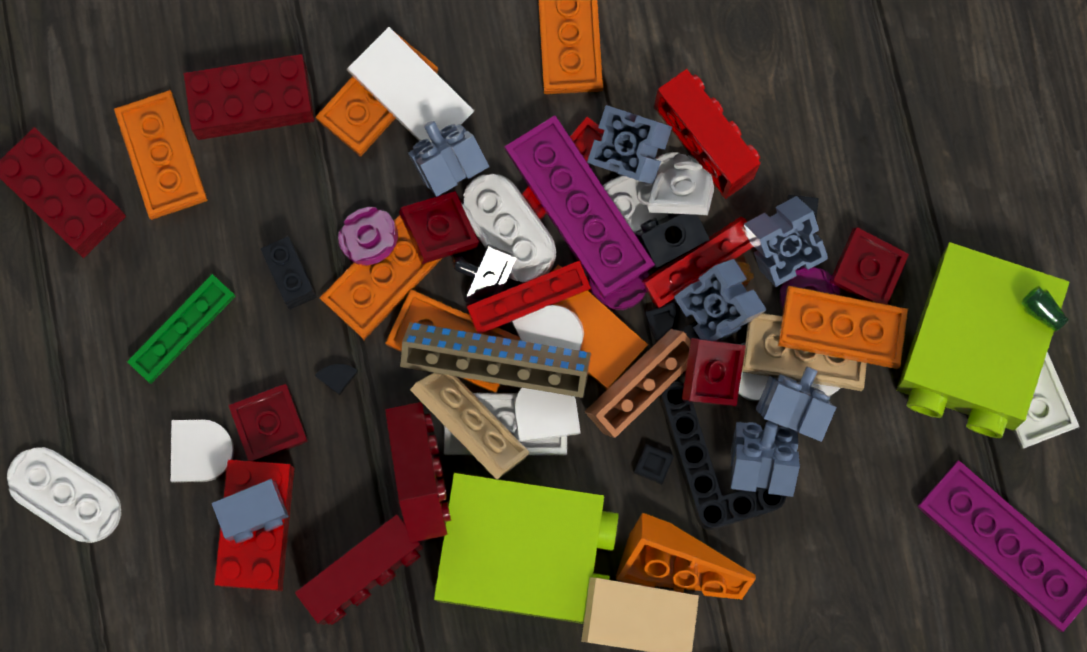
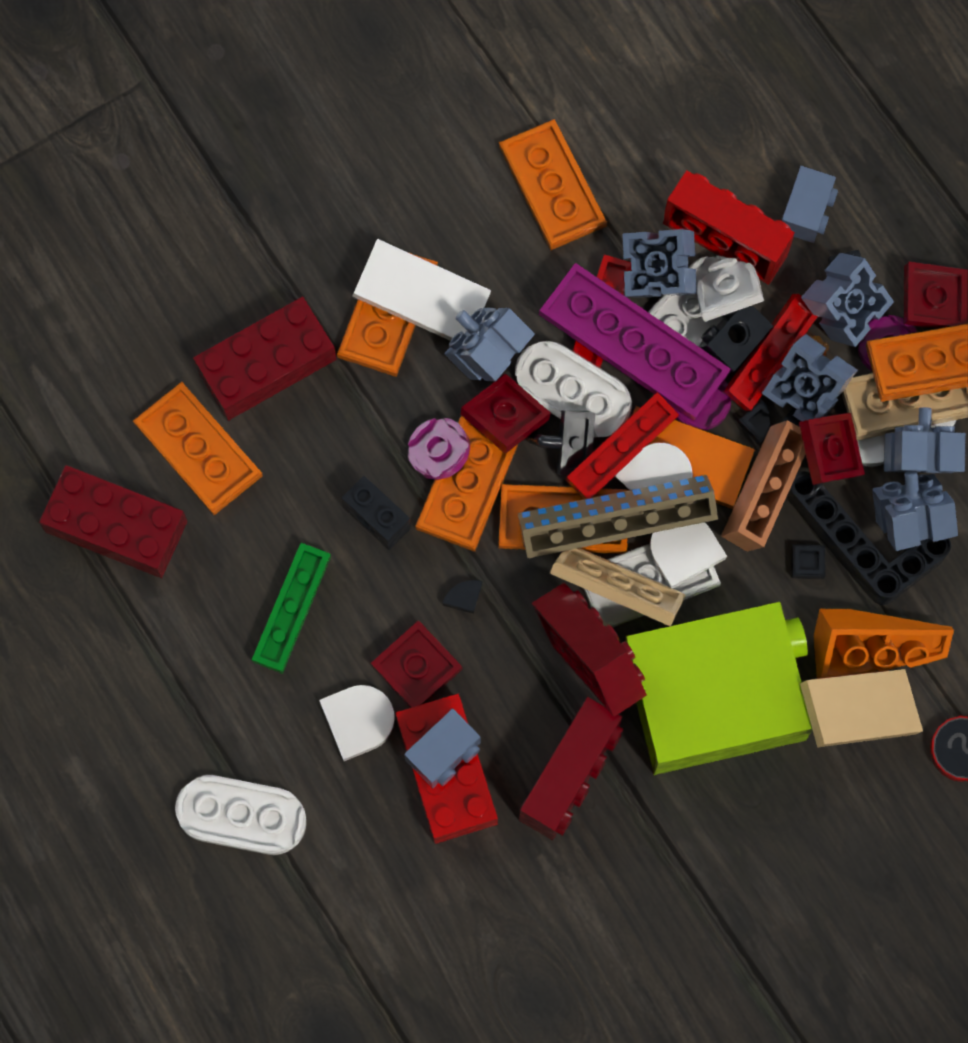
camera: 20 degrees left, 5 degrees down
(789, 139) = (808, 203): none -> sand blue brick

